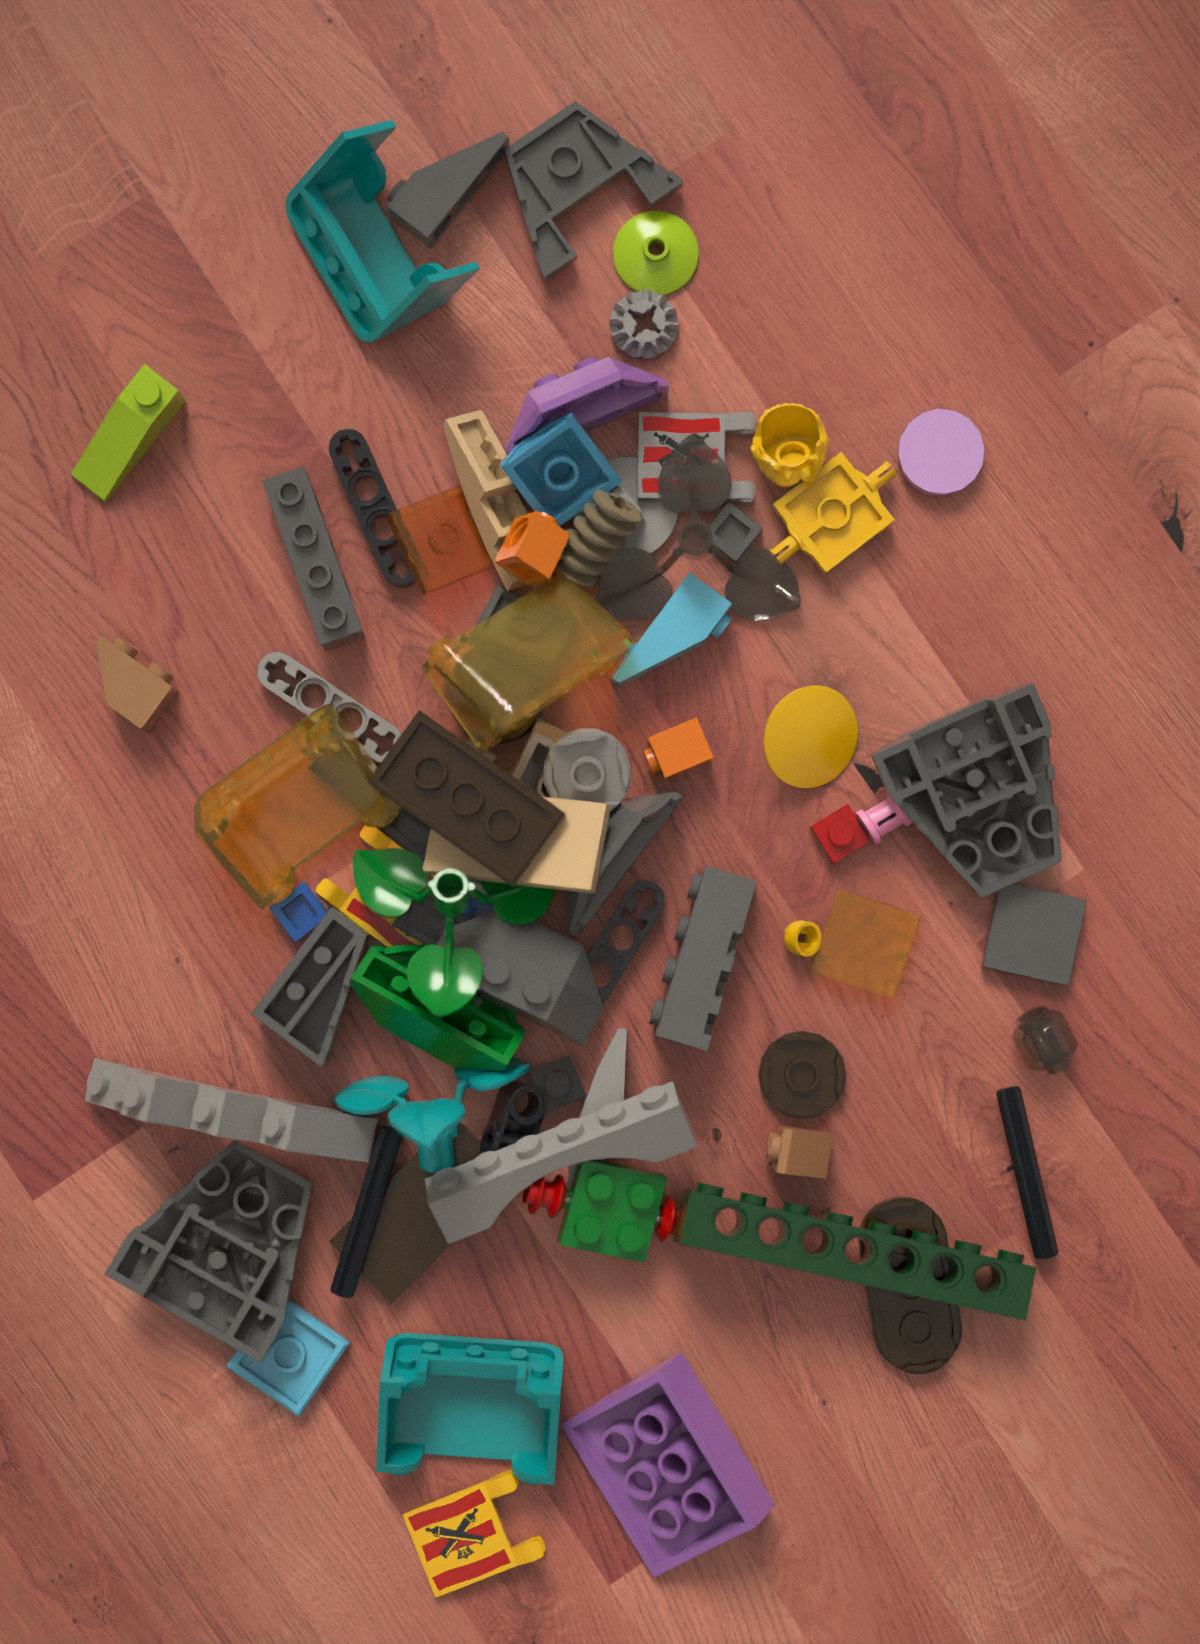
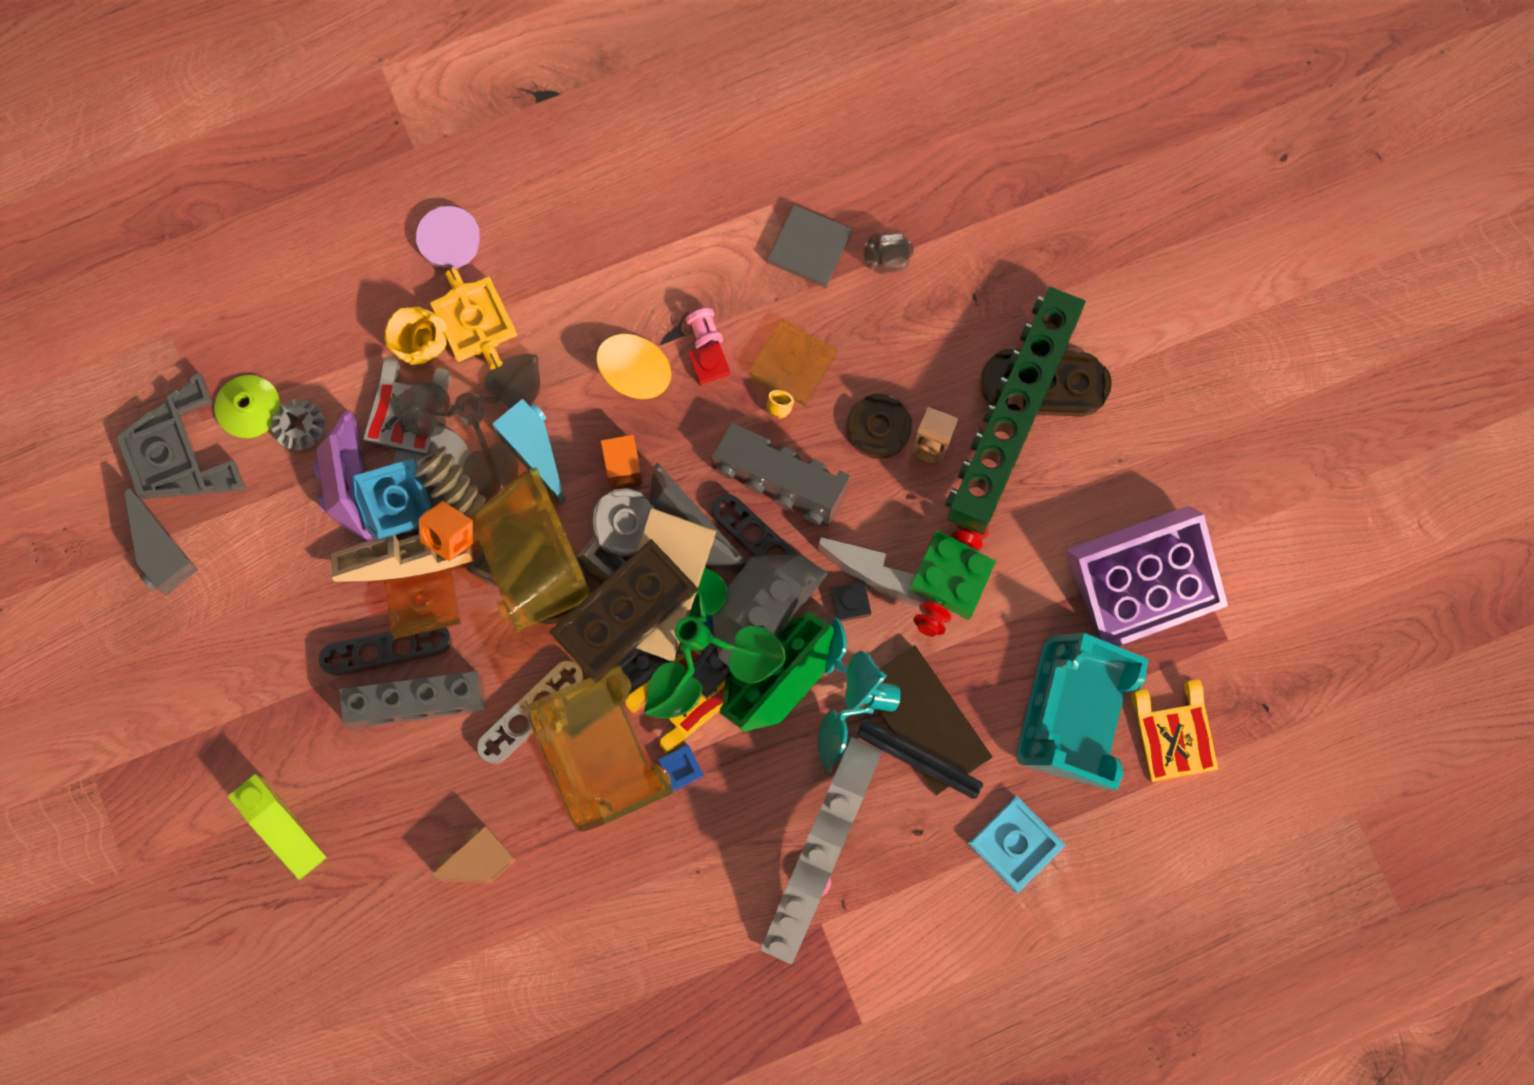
camera: 80 degrees left, 10 degrees down
(222, 1249) = (929, 874): dark grey wedge -> none
(315, 988) = (741, 762): dark grey wedge -> none
(355, 244) = (180, 623): teal windscreen -> none
(506, 1123) = (876, 636): black piece -> none
(641, 1128) = (921, 669): light grey arch -> none
(733, 532) = (468, 383): dark grey tile -> none
(981, 787) = (697, 254): dark grey wedge -> none
(1027, 1172) = (979, 285): black axle -> none

